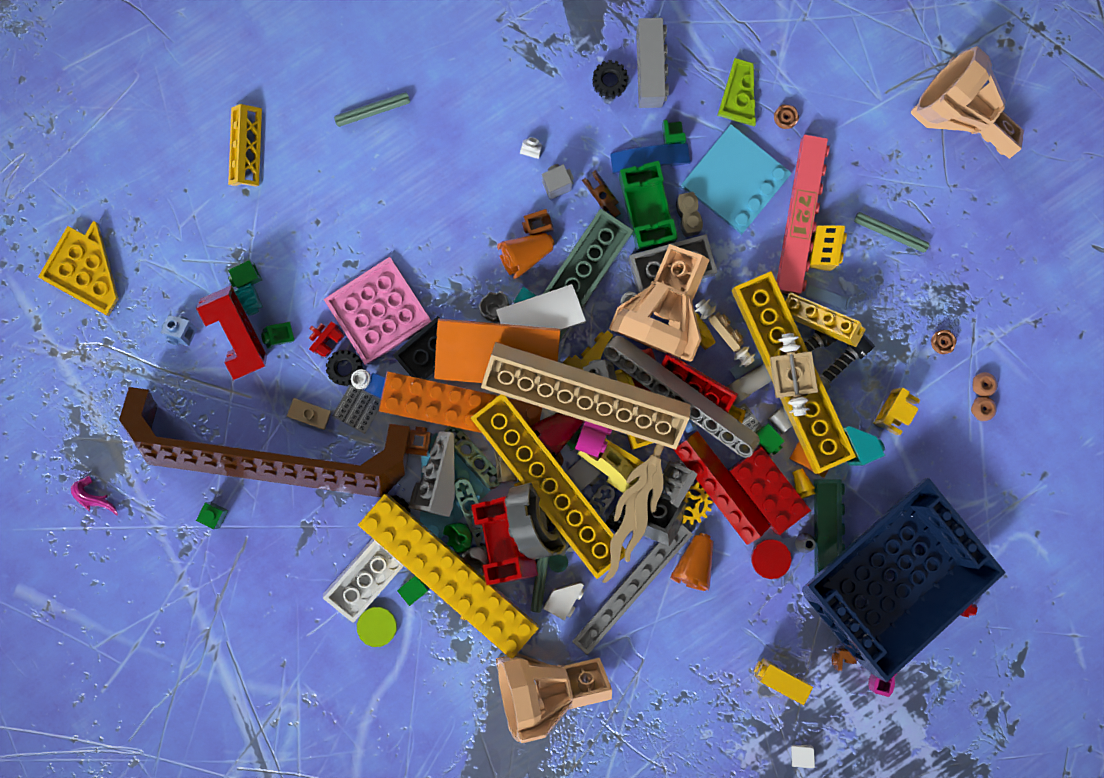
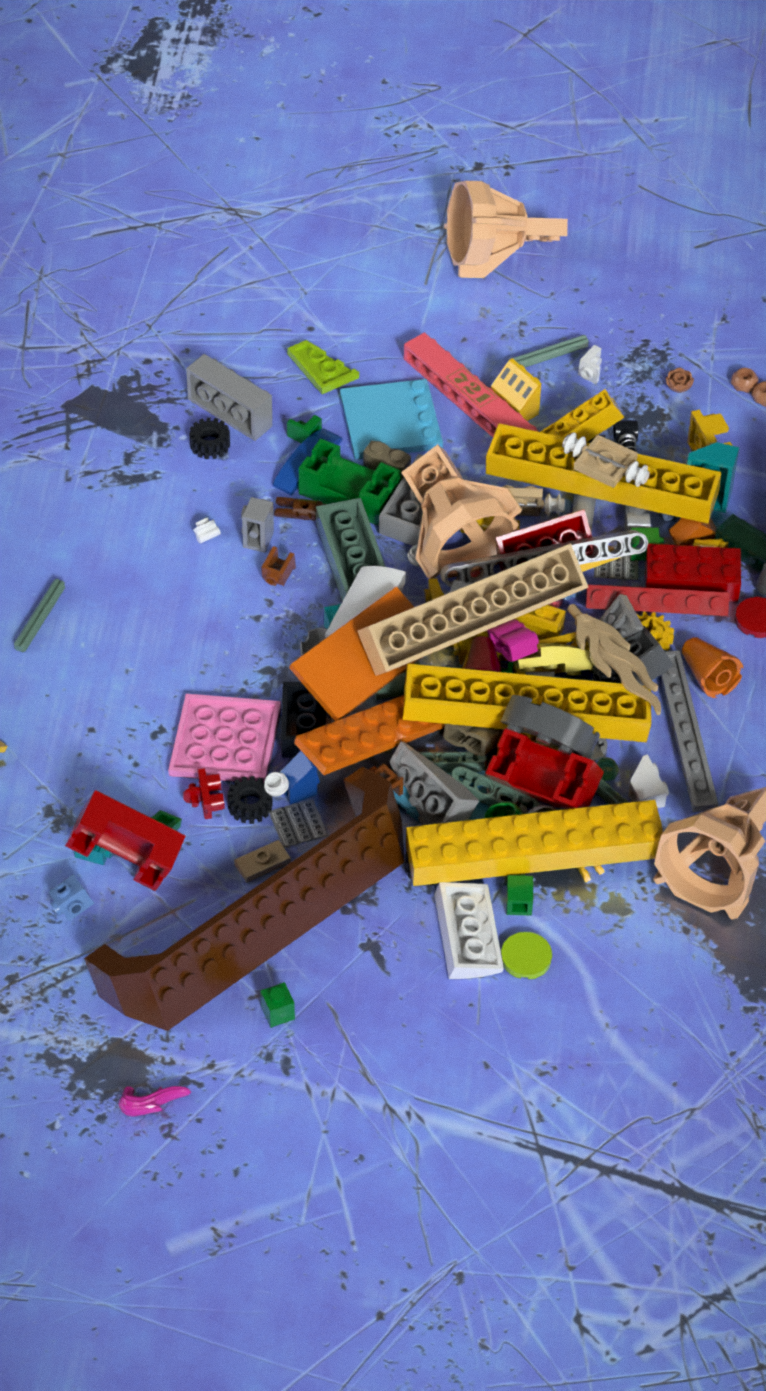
camera: 50 degrees left, 35 degrees down
(244, 274) = (72, 808): green brick -> none
(524, 252) = (292, 595): orange cone -> none
(790, 112) = (374, 351): nougat plate -> none
(906, 270) = (590, 365): none -> white bracket

